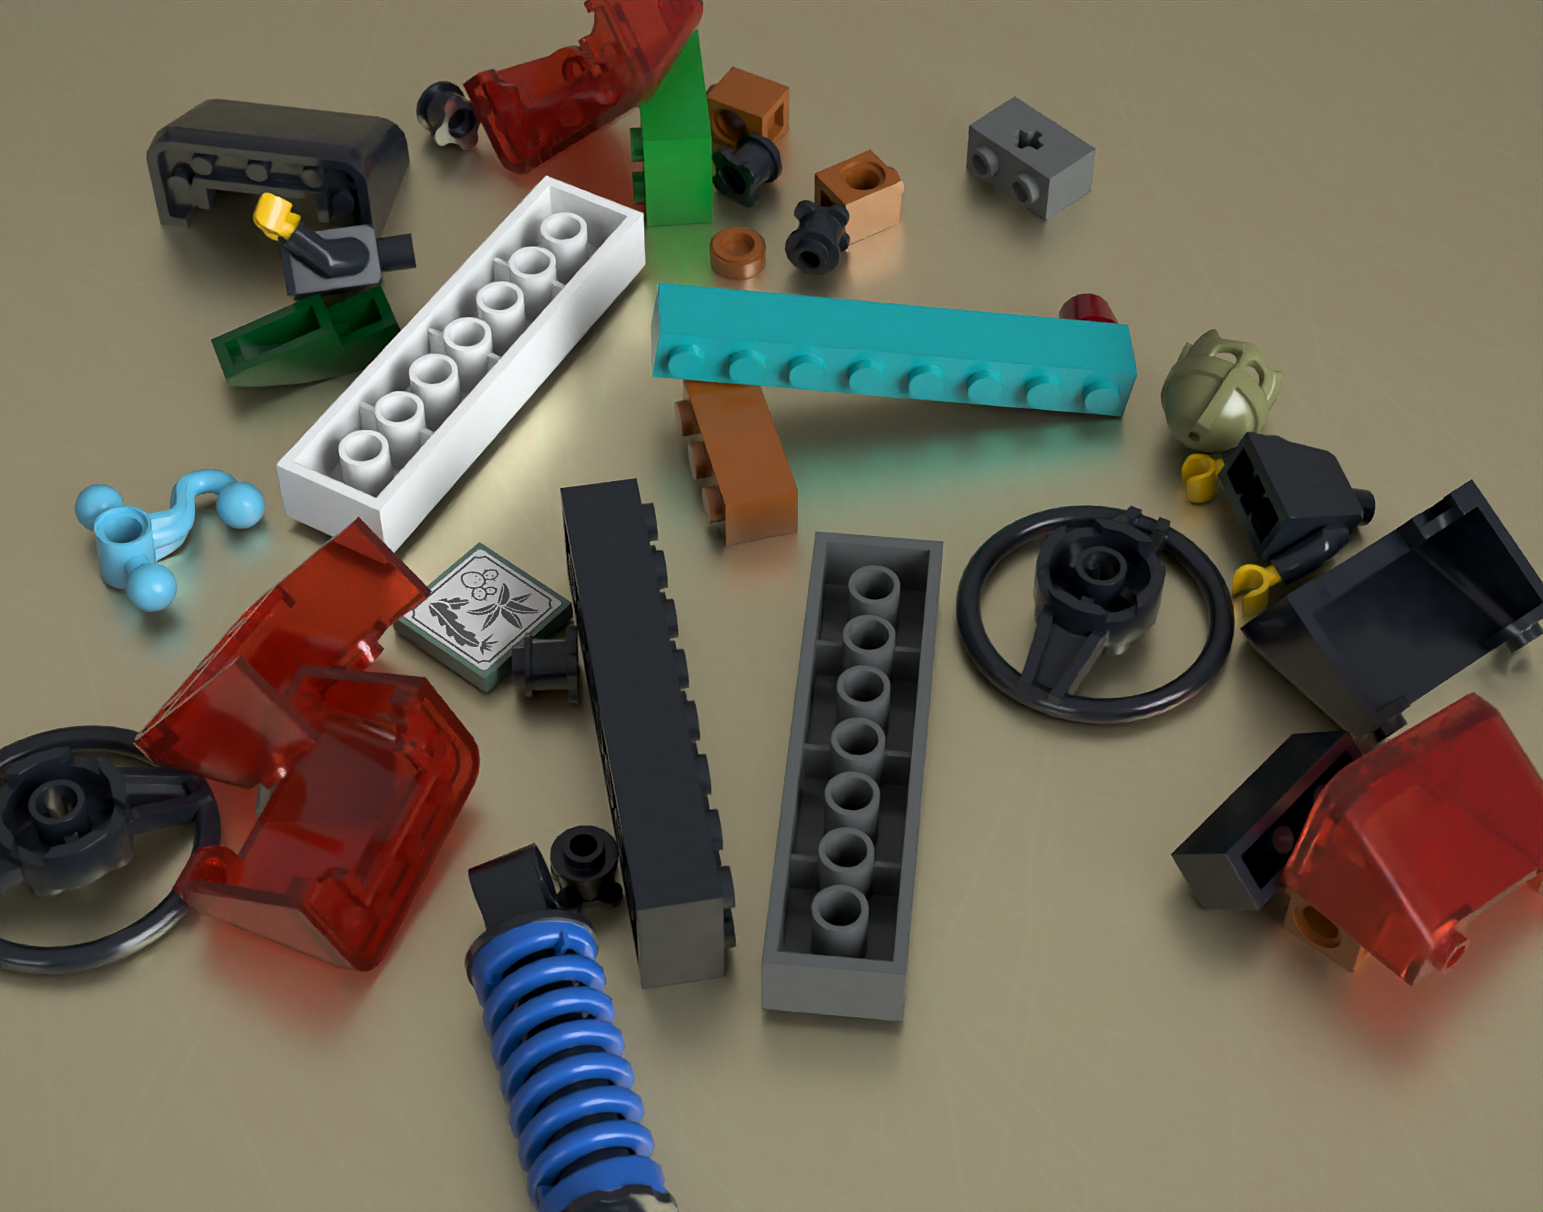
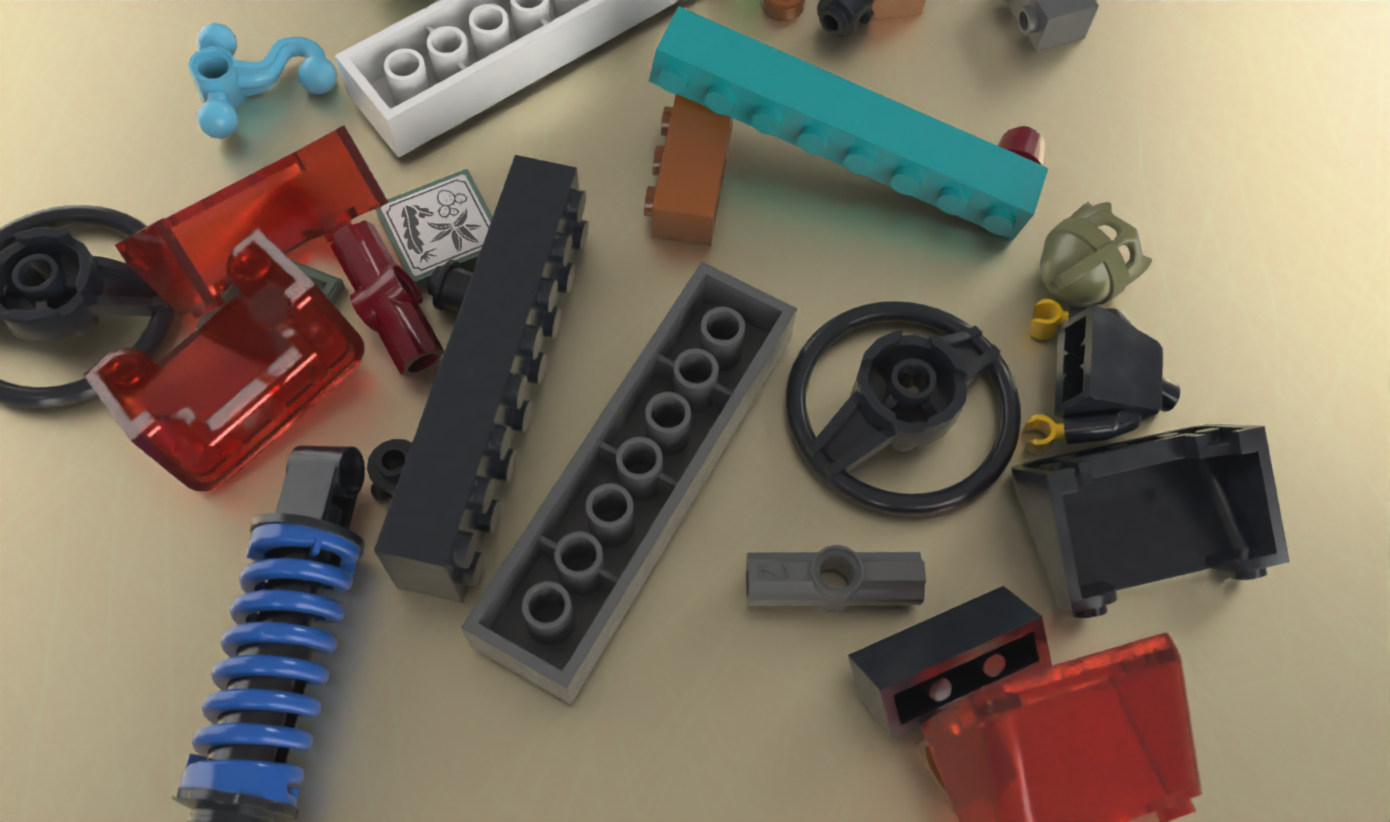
camera: 20 degrees right, 15 degrees up
(477, 698) = (386, 298): none -> dark red piece
(1115, 795) = (870, 576): none -> dark grey piece

